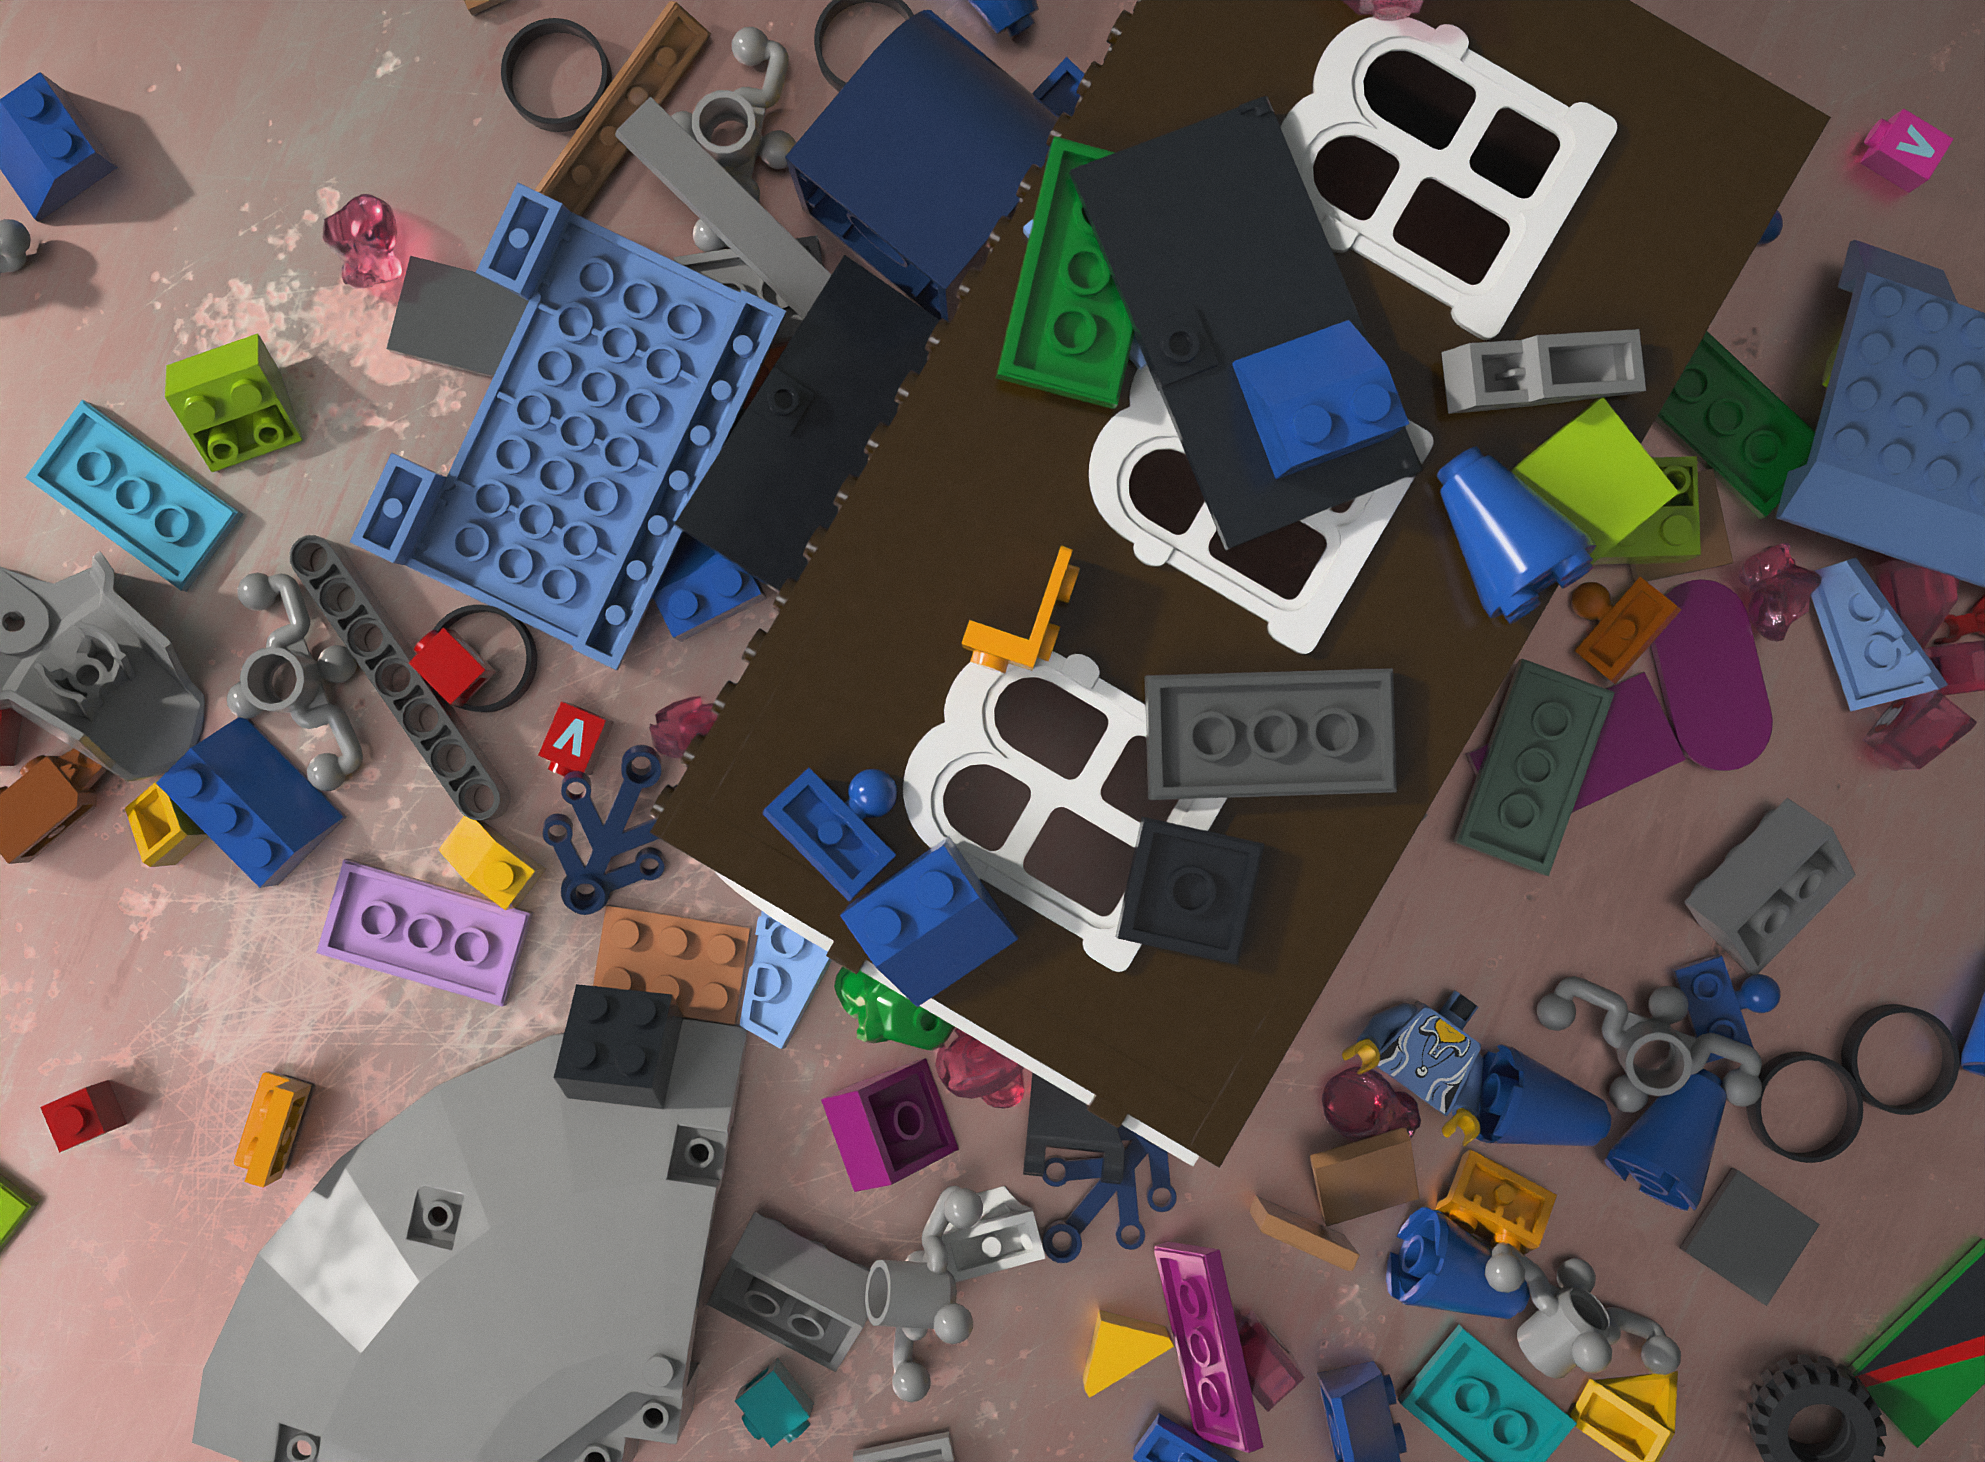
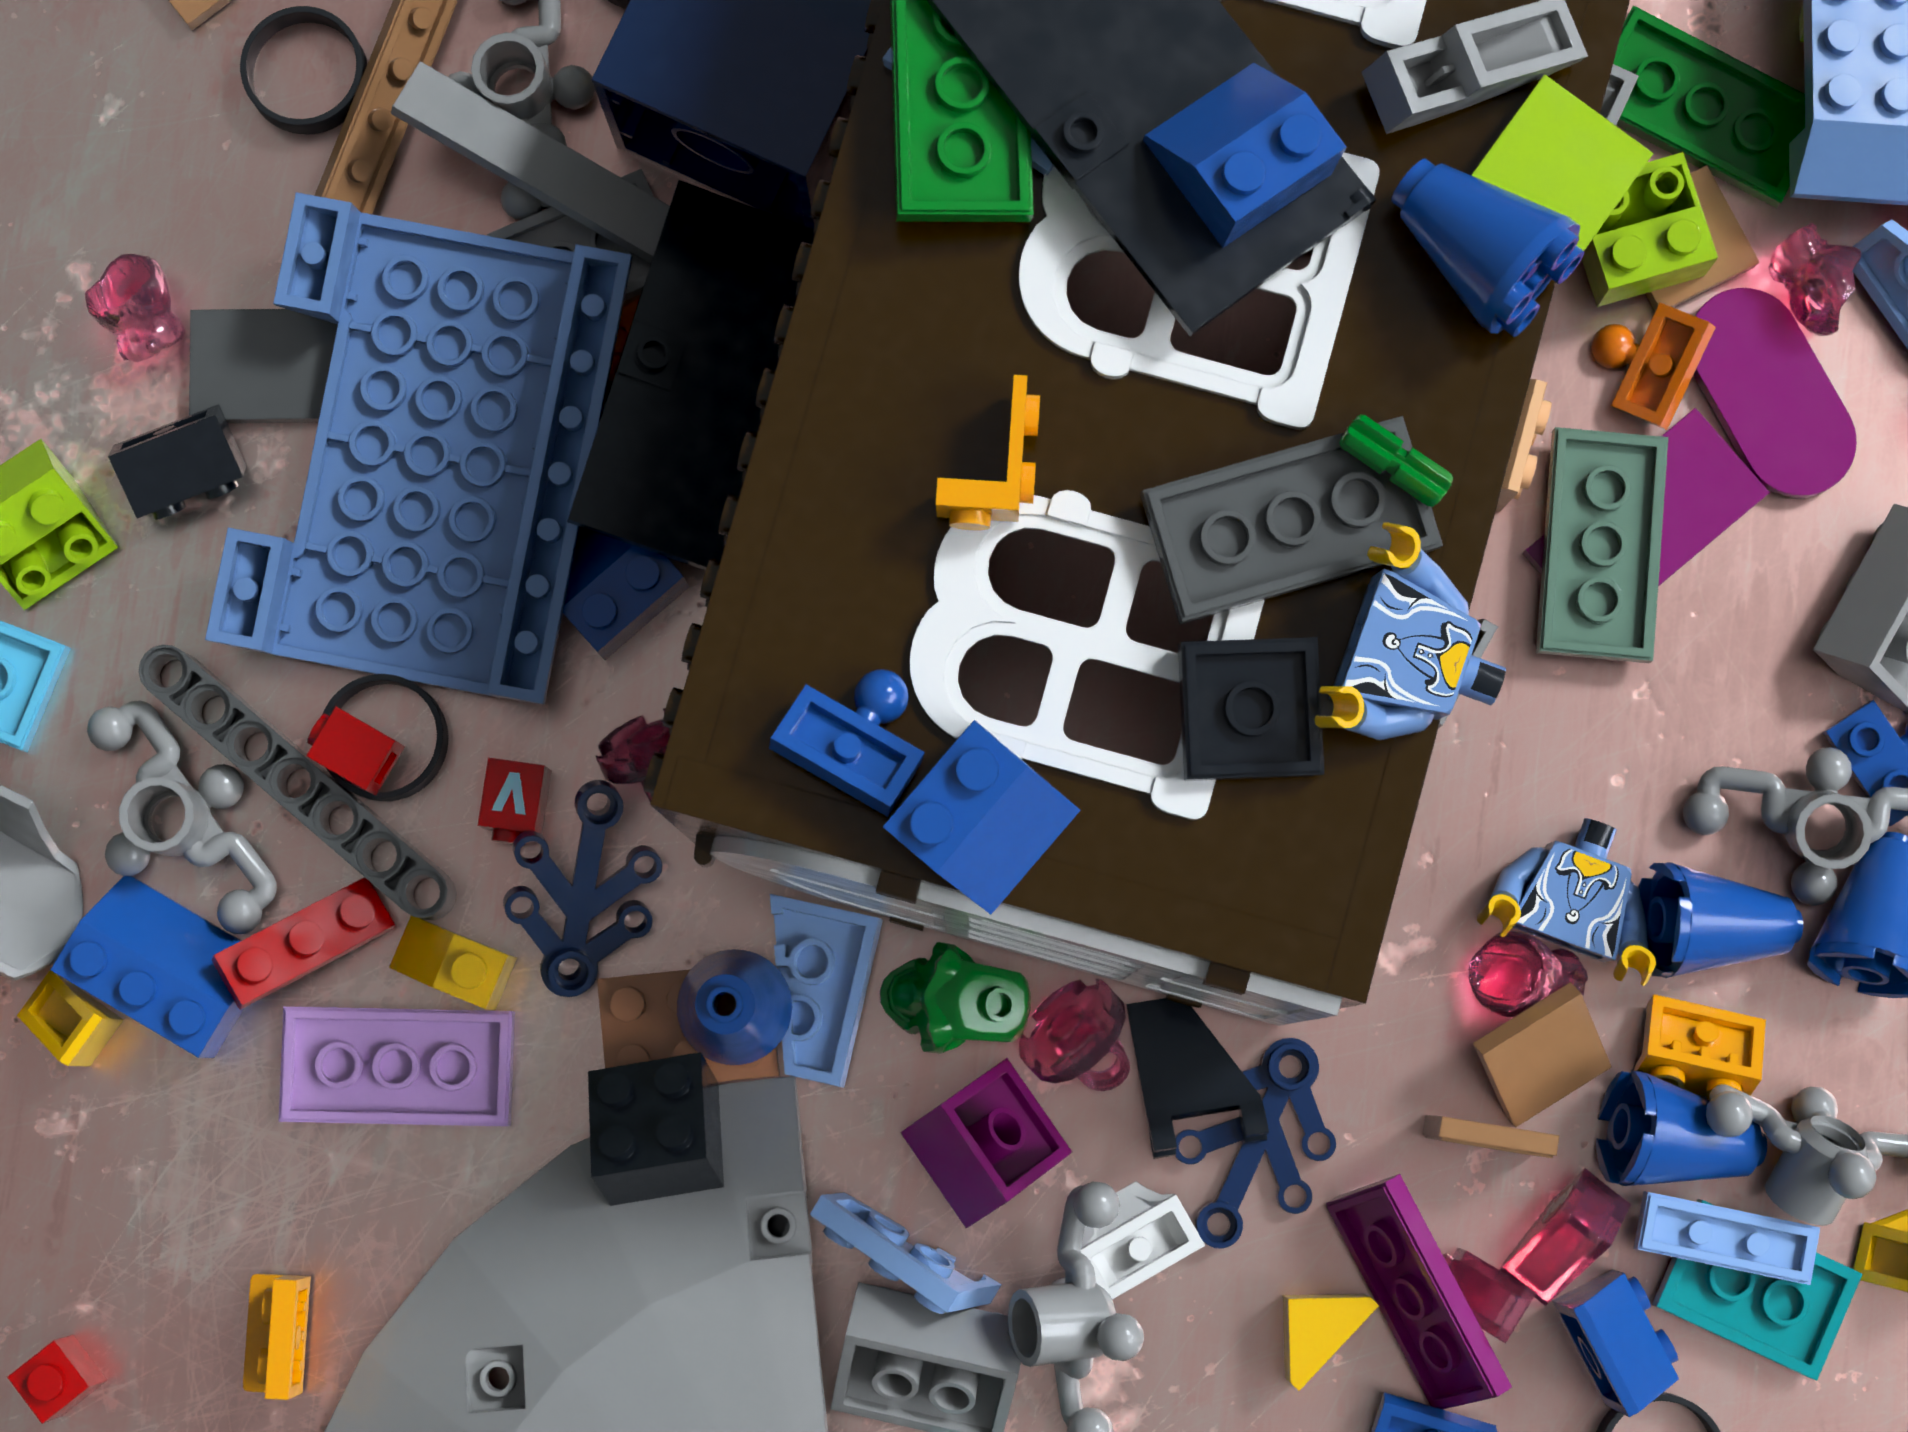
camera: 15 degrees left, 5 degrees down
(367, 384) = (178, 463): none -> black brick
(370, 813) = (302, 942): none -> red plate
(724, 948) = (760, 1011): none -> blue cone
(806, 1213) = (919, 1266): none -> light blue wing
(1339, 877) = (1408, 648): none -> medium blue torso
(1344, 1328) = (1567, 1236): none -> clear pink slope
(1384, 718) = (1408, 469): none -> green piece
(1474, 1366) = (1727, 1238): none -> light blue tile

